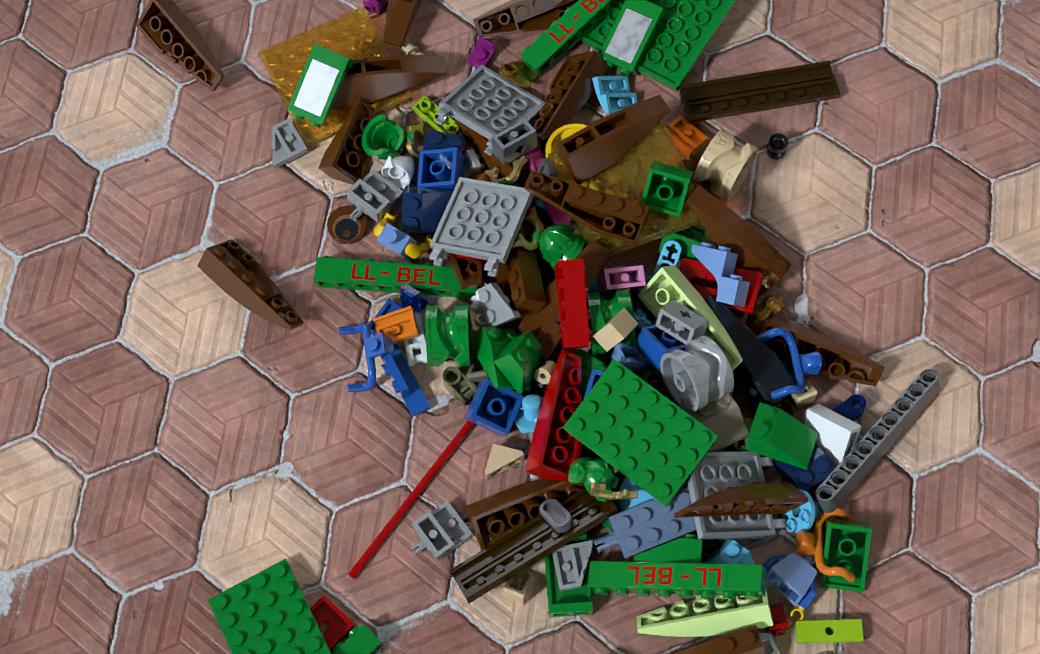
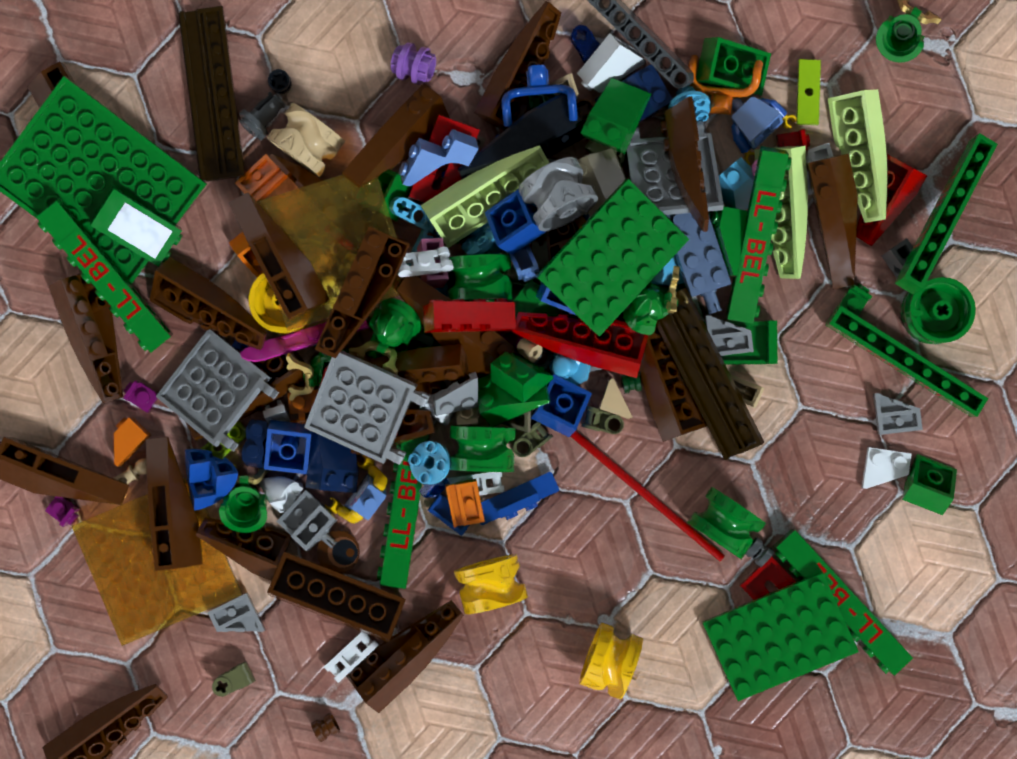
camera: 90 degrees left, 20 degrees up
(183, 221) = (325, 727): none -> reddish brown wheel
(228, 144) = (236, 678): none -> olive piece
(247, 465) = (610, 661): none -> yellow piece
(250, 241) = (351, 656): none -> white plate
(304, 221) = (336, 596): none -> reddish brown brick
(319, 85) = (178, 576): panel -> none
(319, 350) = (490, 584): none -> yellow piece
(358, 610) = (759, 552): none -> dark grey wheel
(374, 347) = (490, 526): blue piece -> none
(385, 568) = (727, 523): none -> green piece
(410, 108) = (208, 477): none -> blue brick
(432, 289) = (429, 462): none -> medium azure plate
(440, 531) = (684, 466): light grey plate -> none
(441, 44) = (128, 439): none -> orange slope
(480, 449) = (601, 420): none -> olive piece
(514, 72) = (172, 355): pearl gold plate -> none
(514, 142) = (270, 365): dark grey brick -> none
(519, 474) = (630, 383): none -> dark green wheel
(546, 167) = (304, 333): dark grey tile -> none
(556, 515) = (683, 349): dark grey tile -> none
(613, 93) = (206, 251): medium azure slope -> none
(615, 330) = (500, 272): tan slope -> none
(620, 264) = (424, 263): none -> white plate
(666, 188) = (342, 205): green slope -> none
(681, 322) = (495, 204): light grey brick -> none
(744, 131) = (261, 115): none -> dark grey piece
(770, 305) = (468, 112): pearl gold plate -> none
(808, 256) = (413, 63): none -> medium lavender piece

